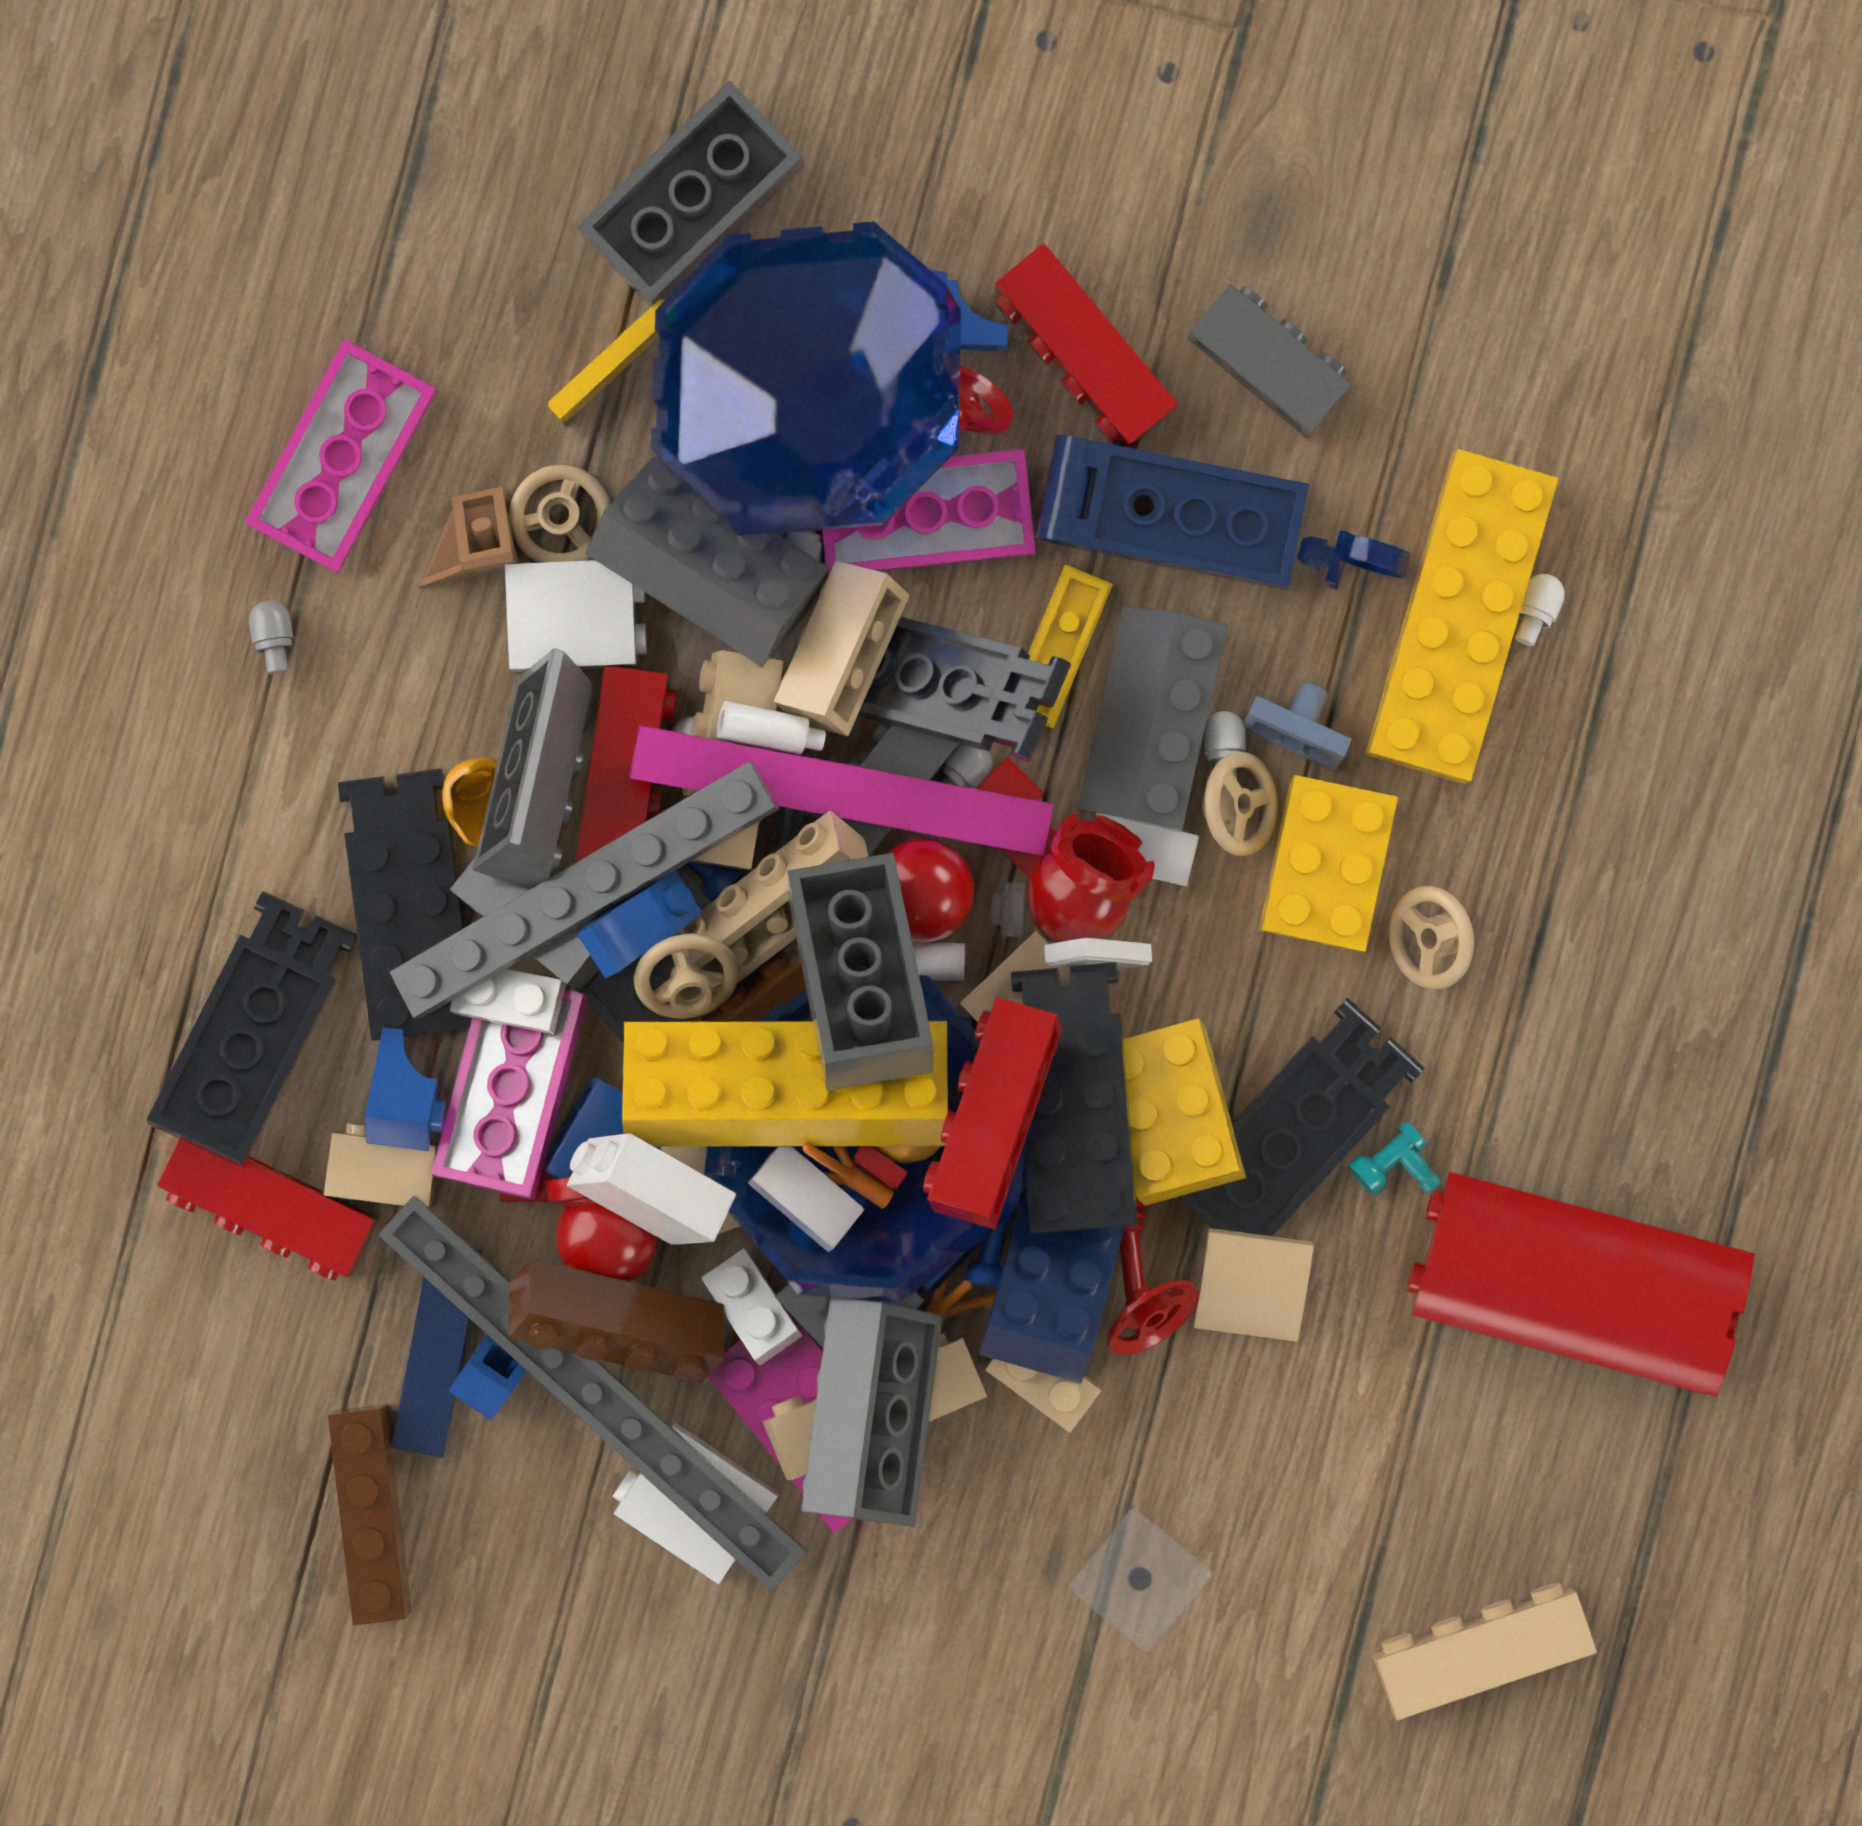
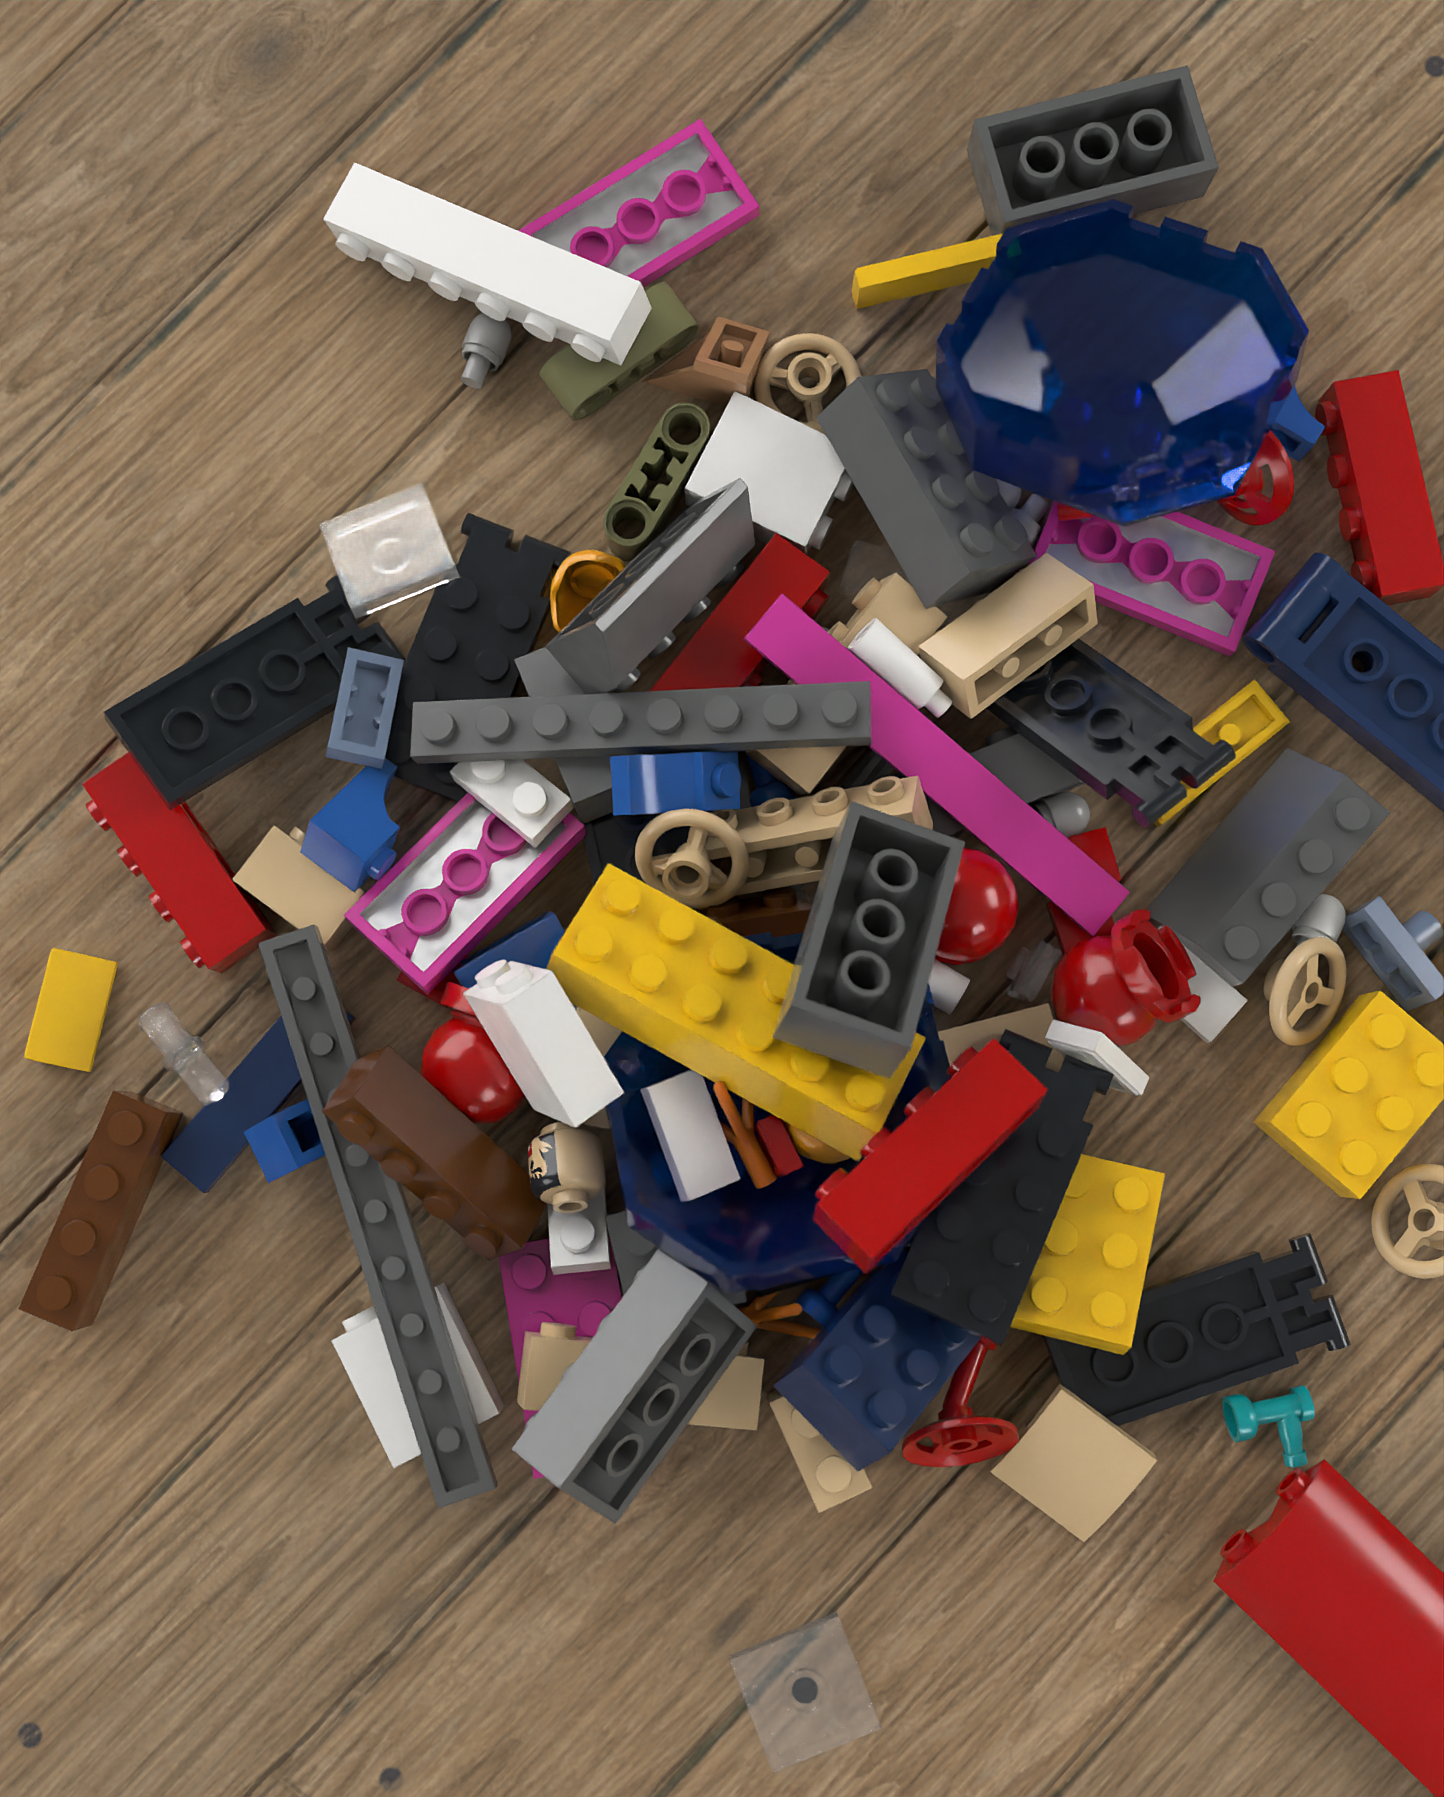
camera: 25 degrees right, 5 degrees down
(239, 570) = (488, 265): none -> white brick
(250, 1371) = (71, 1010): none -> yellow slope
(292, 852) = (388, 550): none -> clear tile
(350, 996) = (364, 708): none -> sand blue tile
(363, 1356) = (184, 1053): none -> clear axle
(387, 576) = (588, 385): none -> olive beam
(468, 659) = (650, 464): none -> olive beam
(723, 1275) = (566, 1167): none -> tan head

